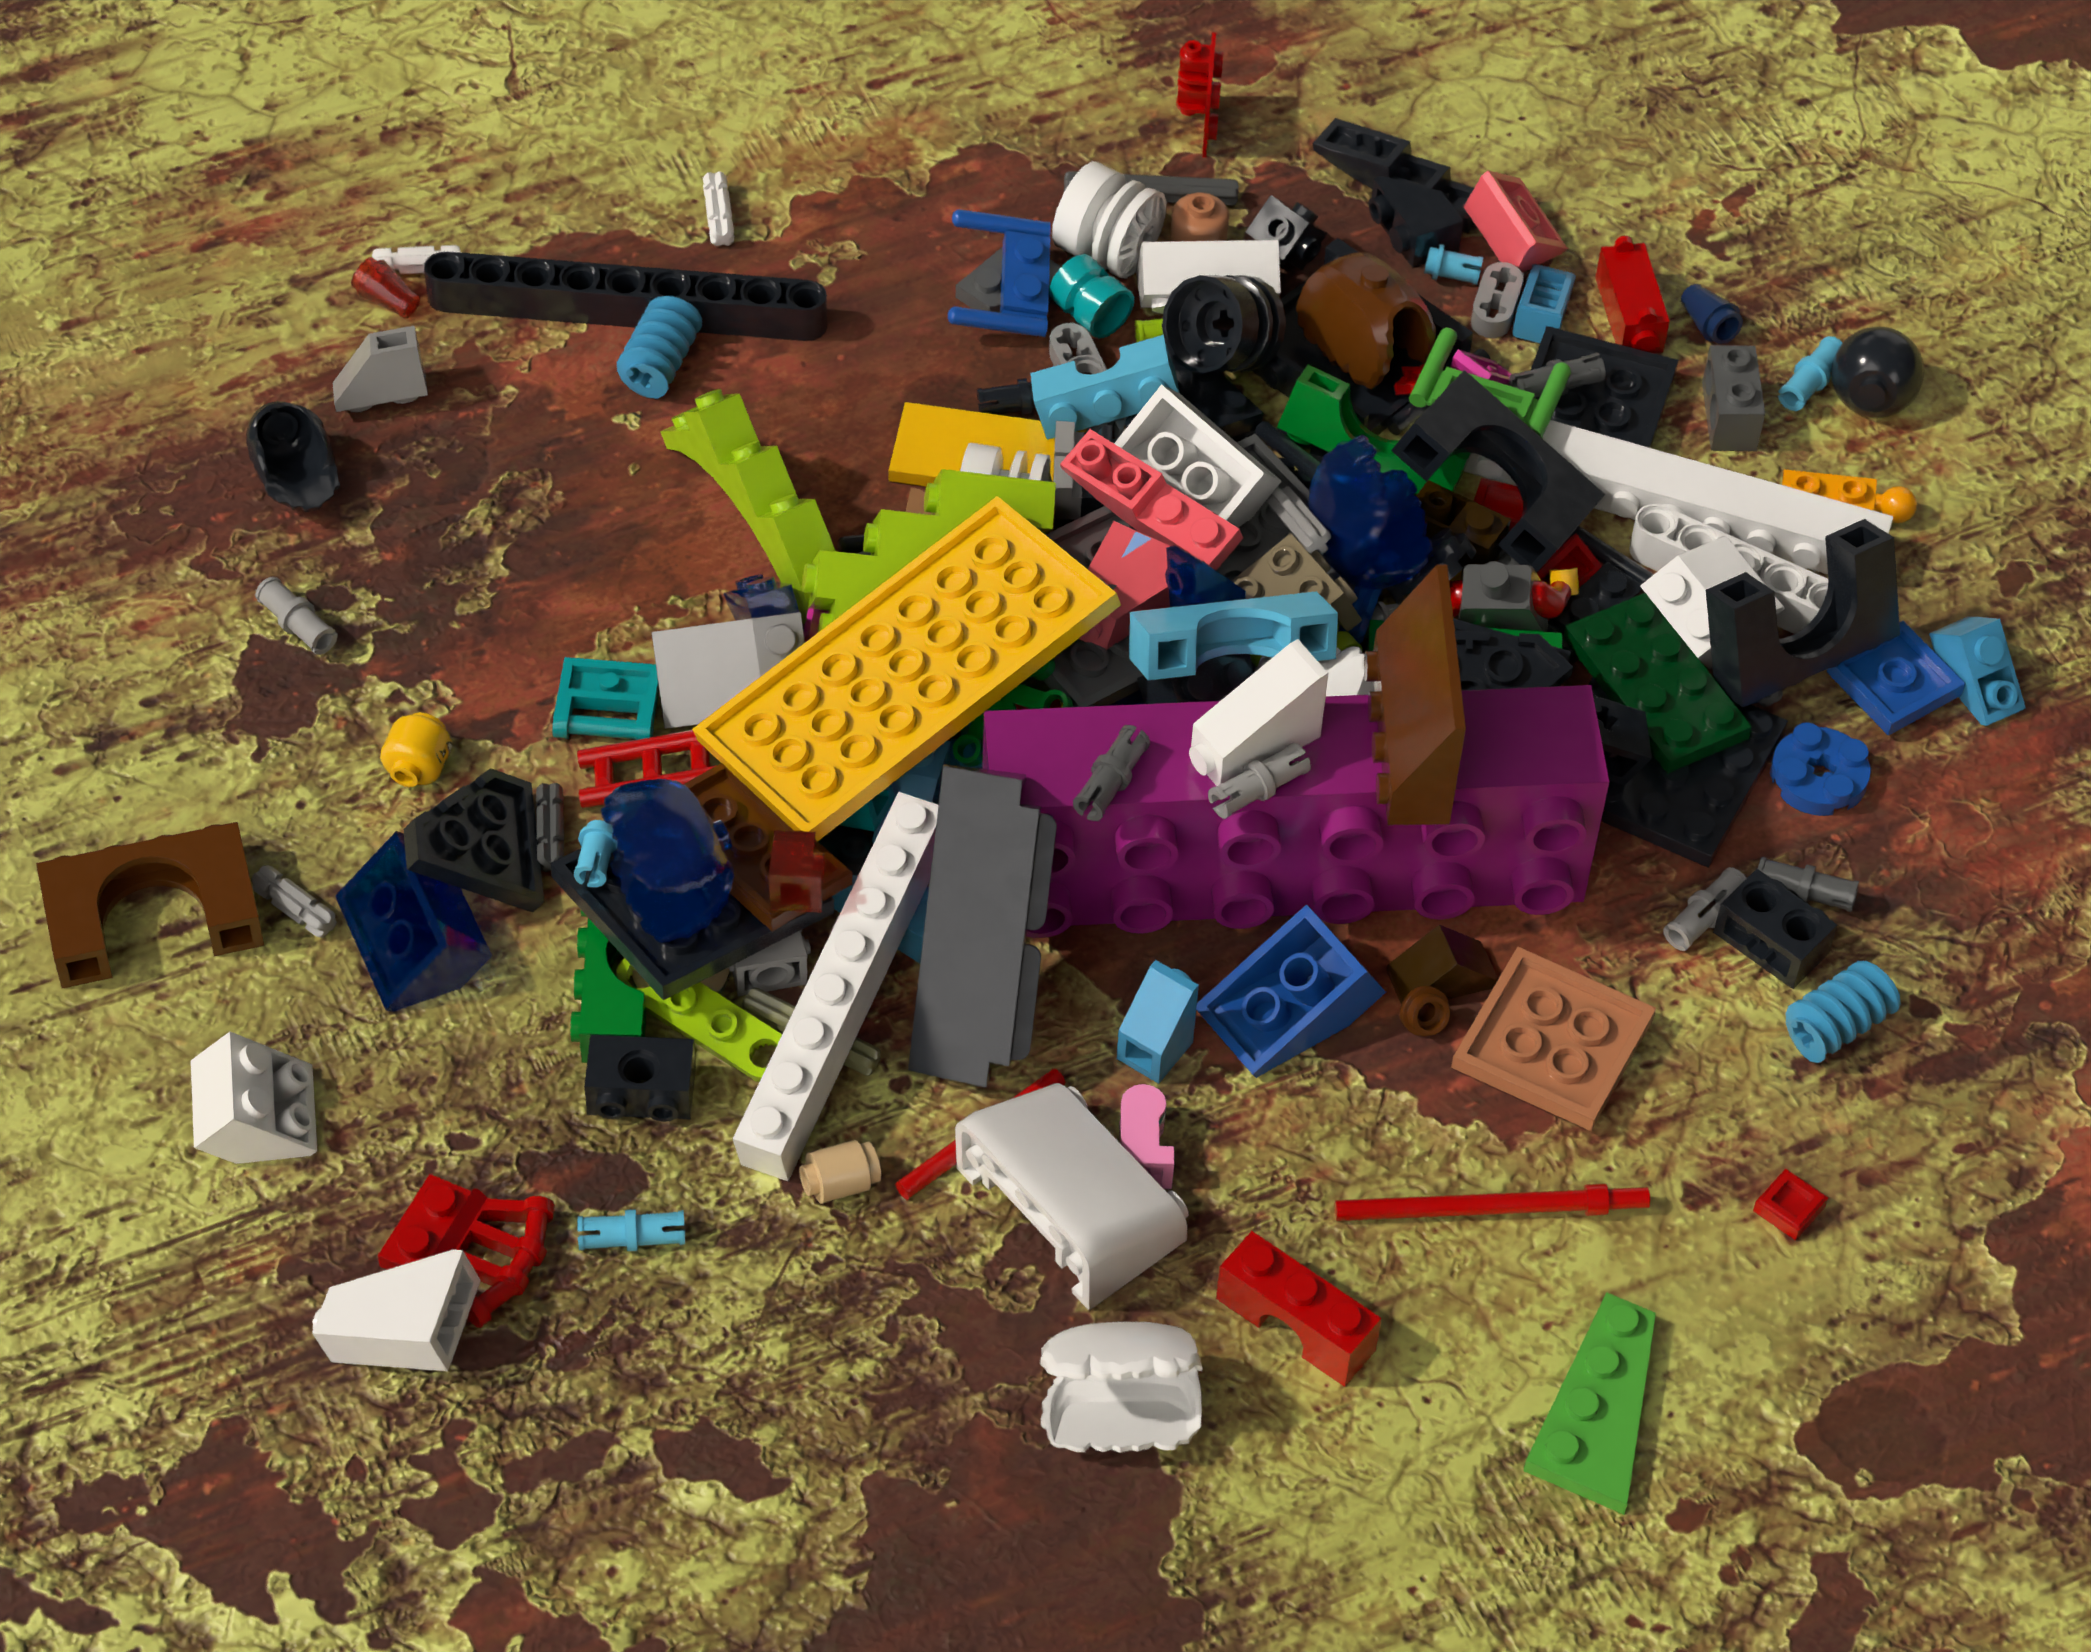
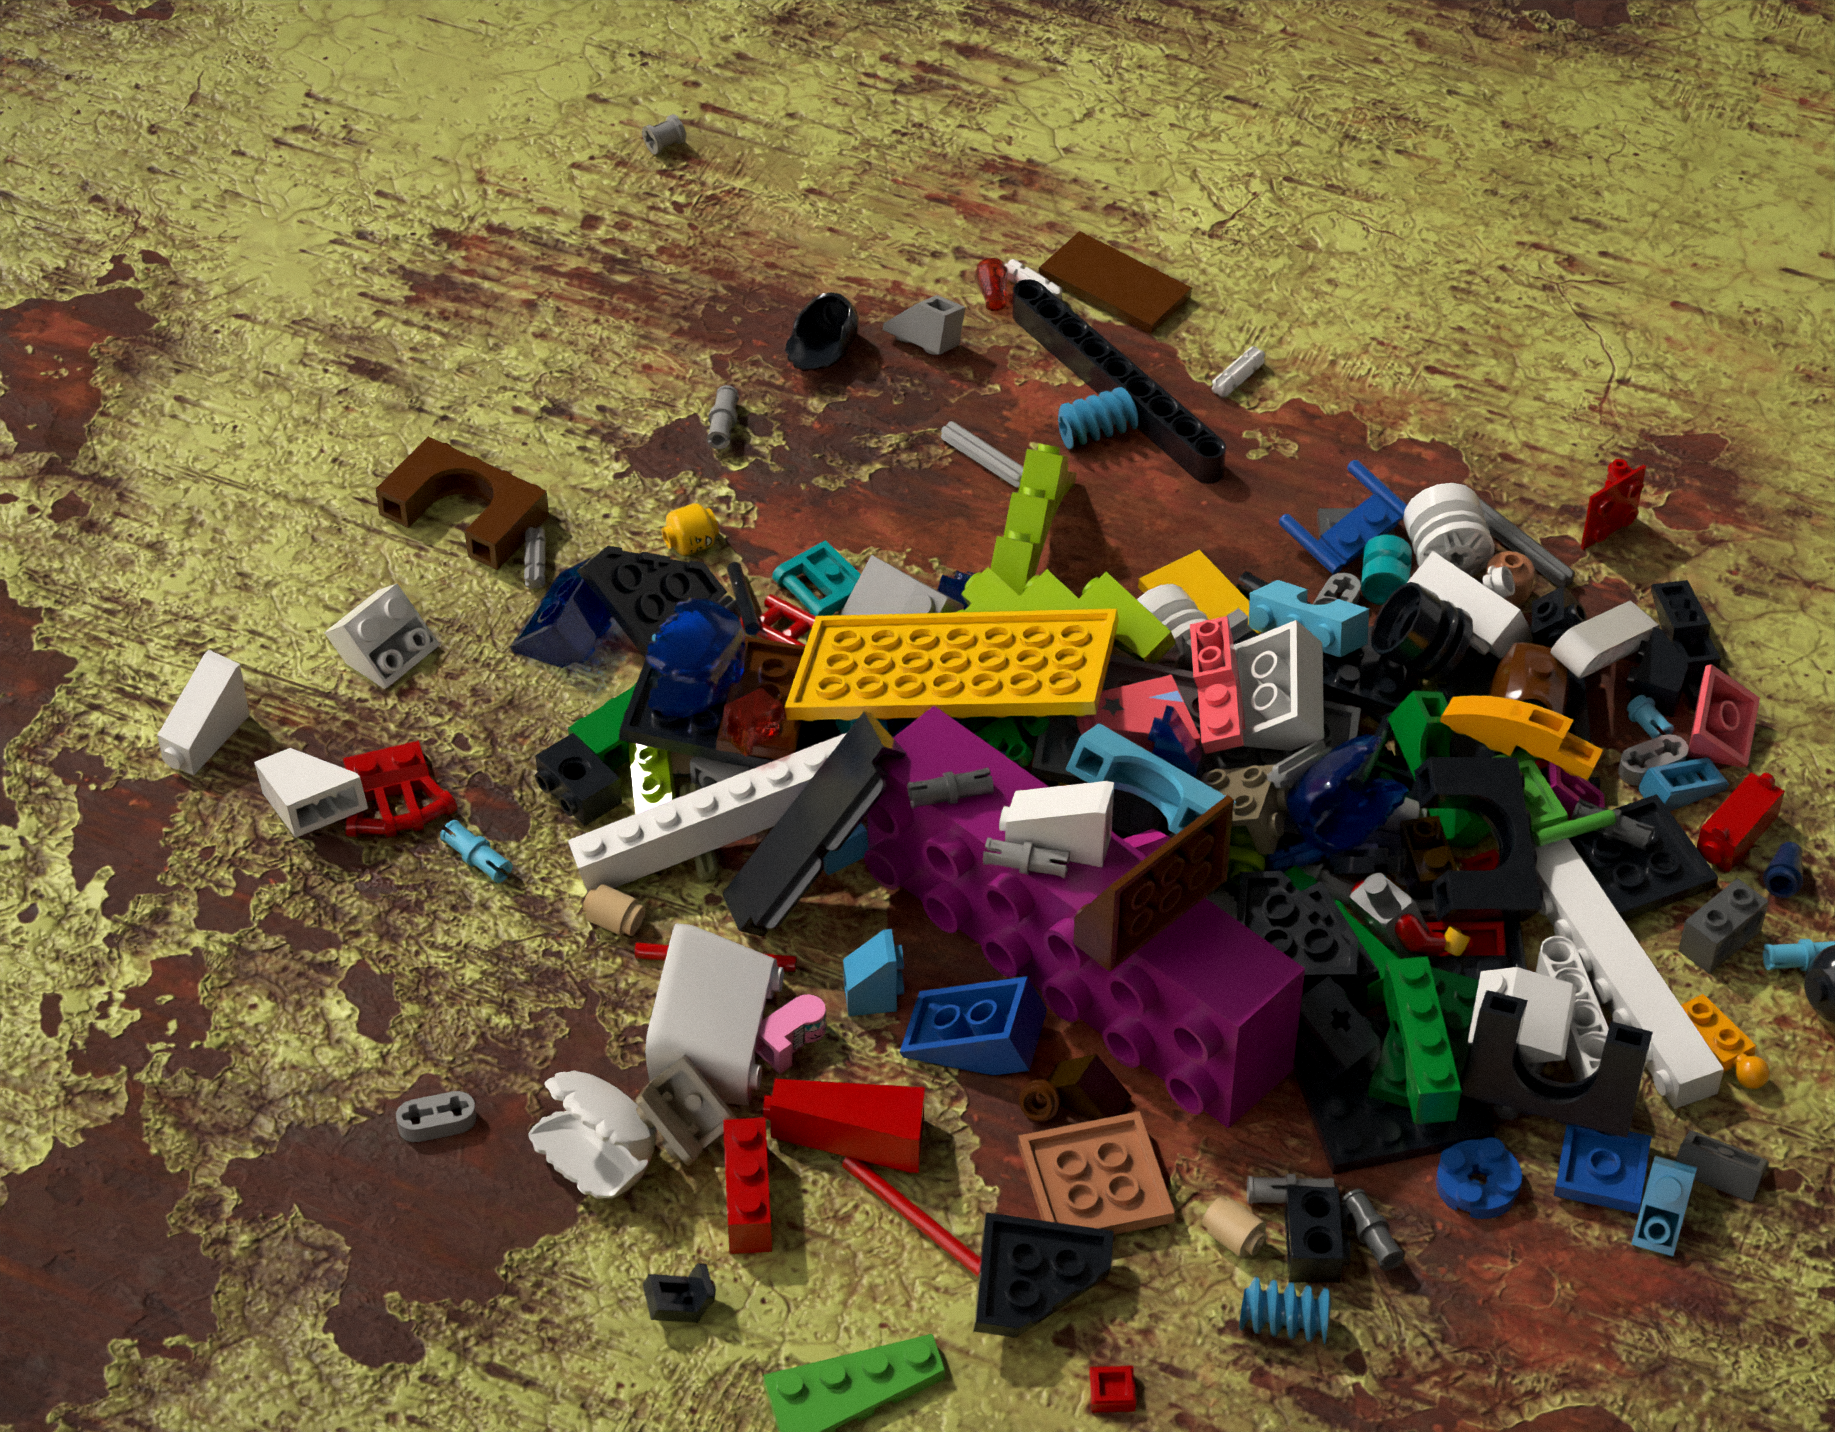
camera: 50 degrees right, 5 degrees down
(187, 1332) = (204, 714): none -> white slope
(493, 204) = (1115, 282): none -> reddish brown tile
(555, 773) = (743, 598): none -> black bar
(593, 460) = (982, 453): none -> light grey axle
(945, 1514) = (436, 1116): none -> light grey beam
(1171, 1288) = (683, 1110): none -> dark tan bracket
(1214, 229) = (1500, 581): none -> white plate
(1311, 1166) = (850, 1120): none -> red slope
(1367, 216) = (1603, 639): none -> white beam
(1372, 1456) = (680, 1296): none -> black bracket
(1411, 346) = (1509, 722): none -> light orange slope
(1626, 1159) = (1035, 1270): none -> black plate
(1712, 977) = (1235, 1227): none -> tan brick
(1731, 705) = (1430, 1066): none -> green arch
(1975, 595) = (1723, 1165): none -> dark grey slope

